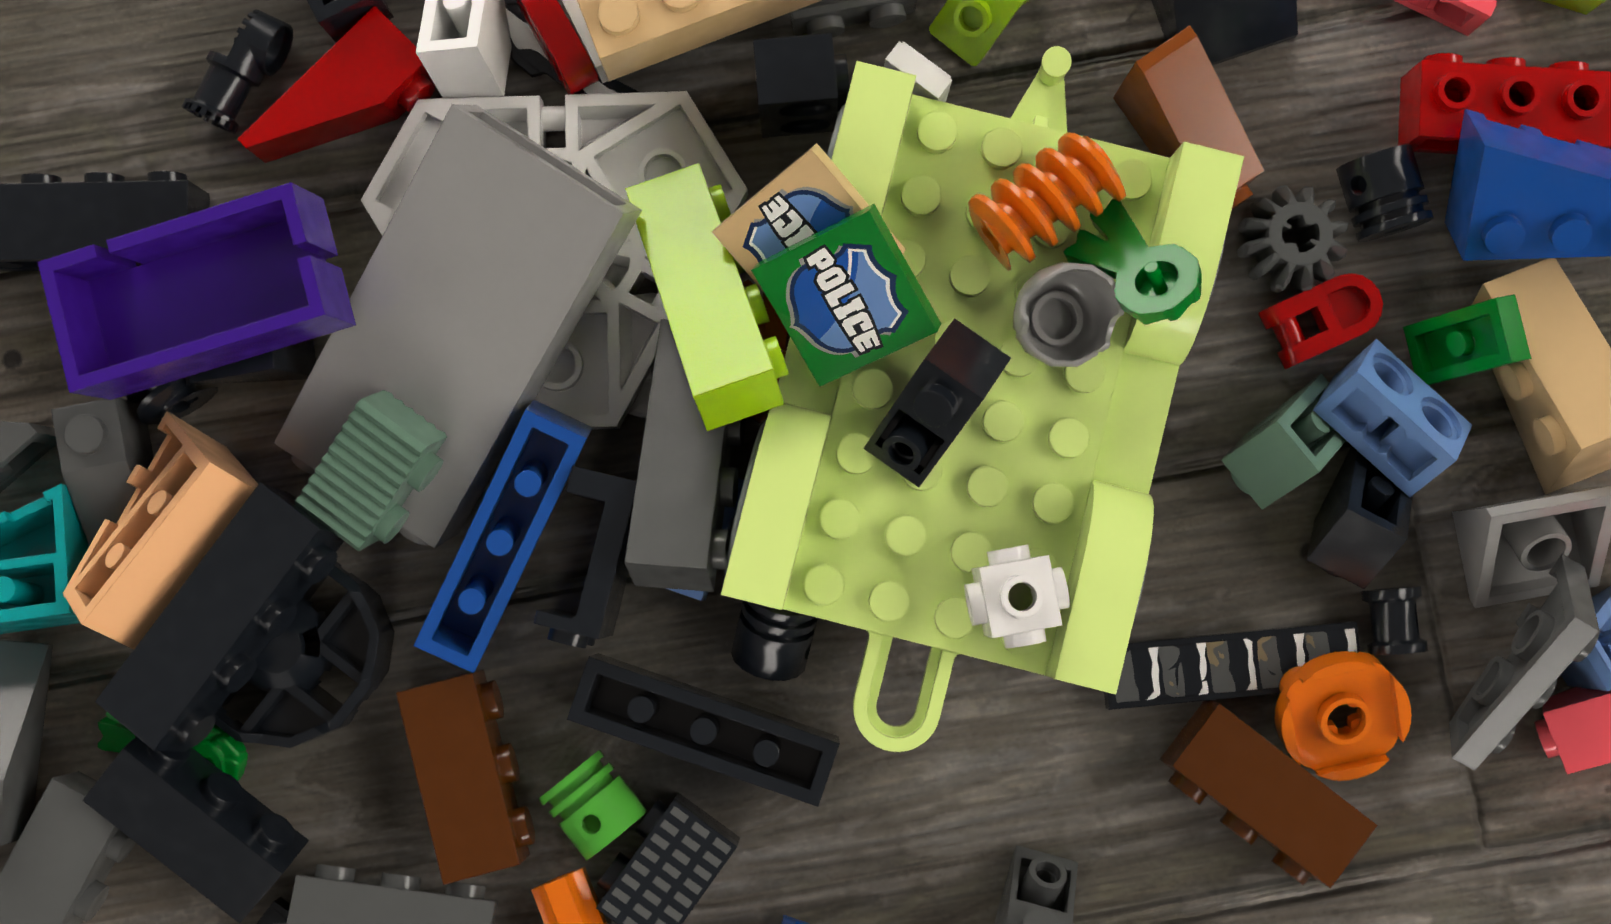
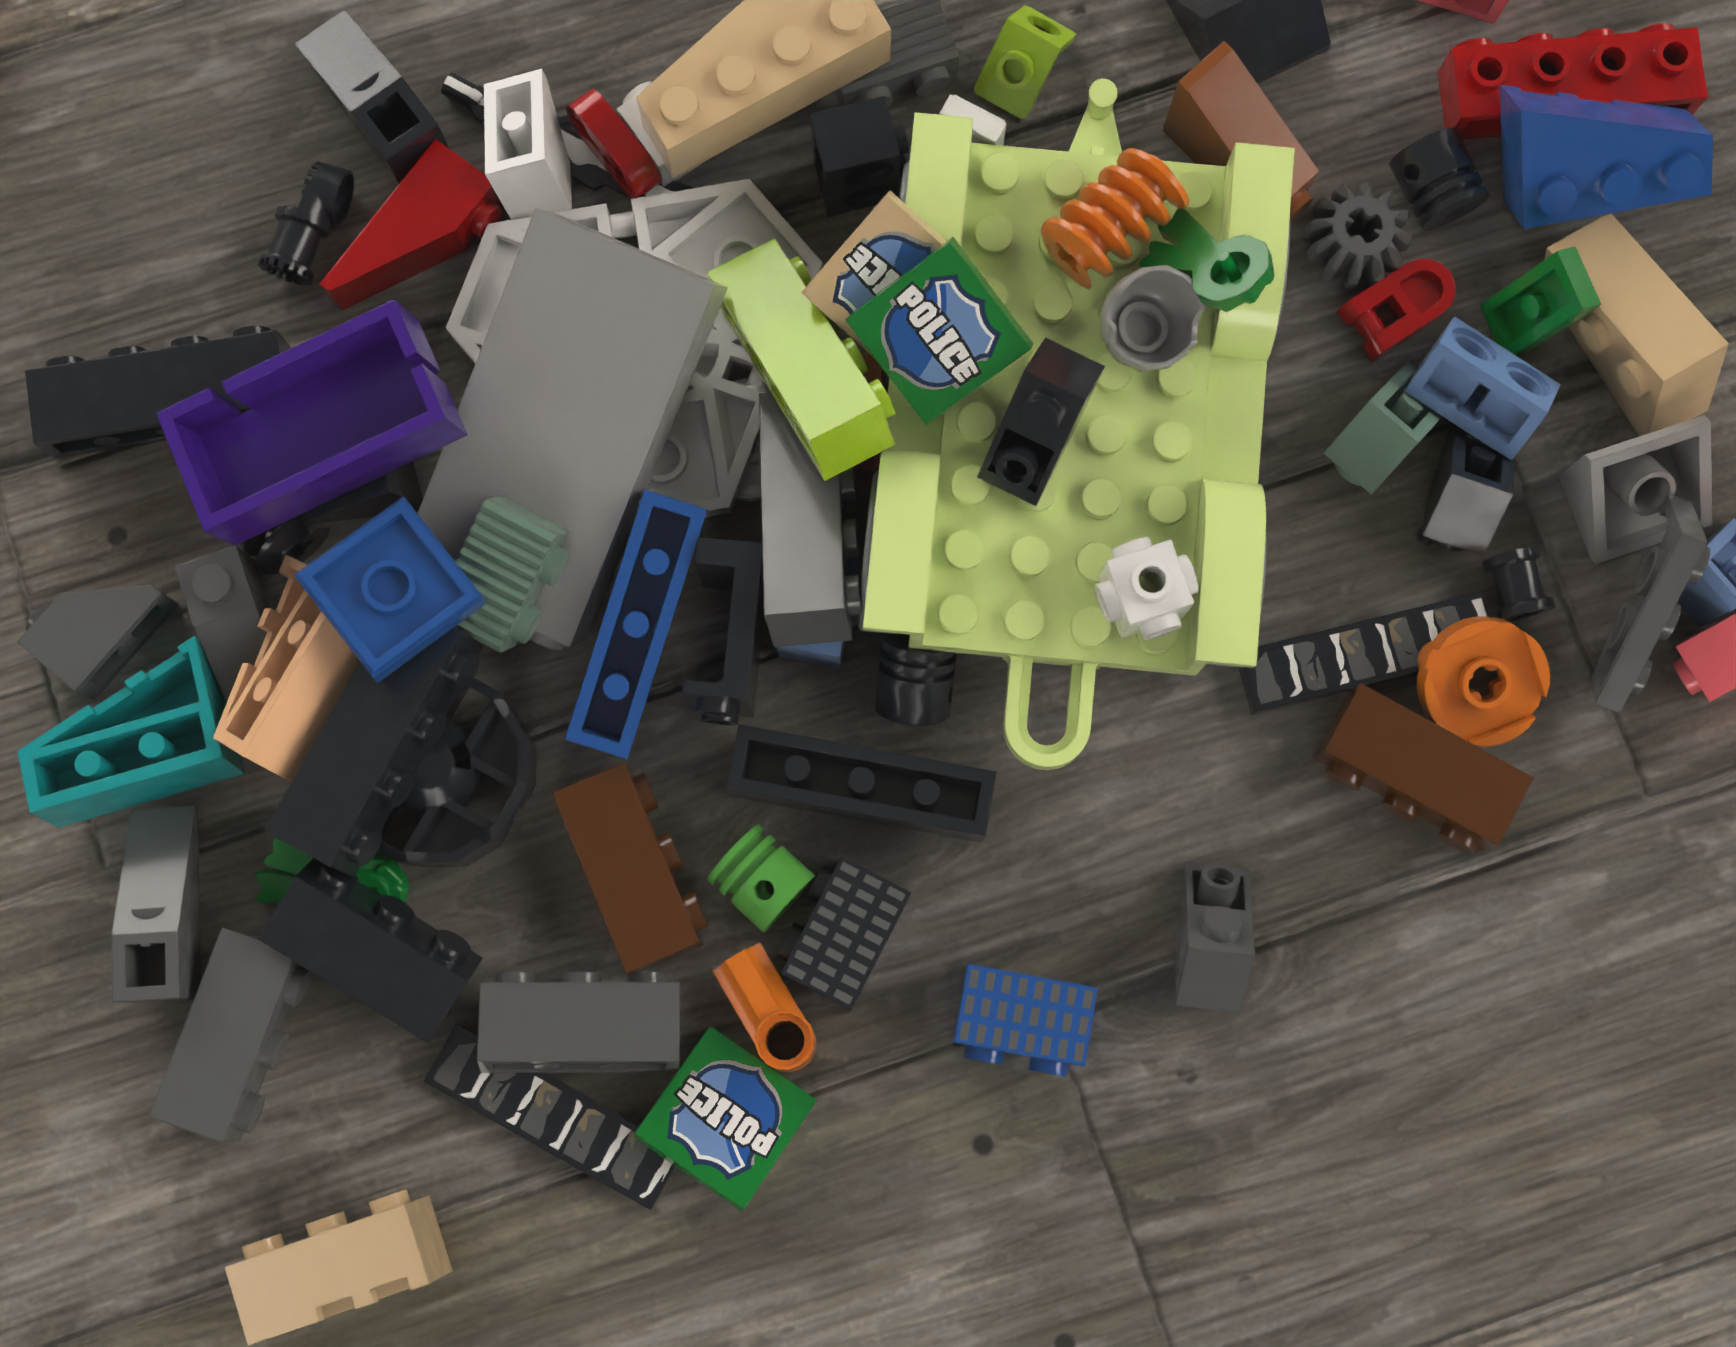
camera: 10 degrees left, 5 degrees down
(250, 477) = (390, 589): none -> blue tile

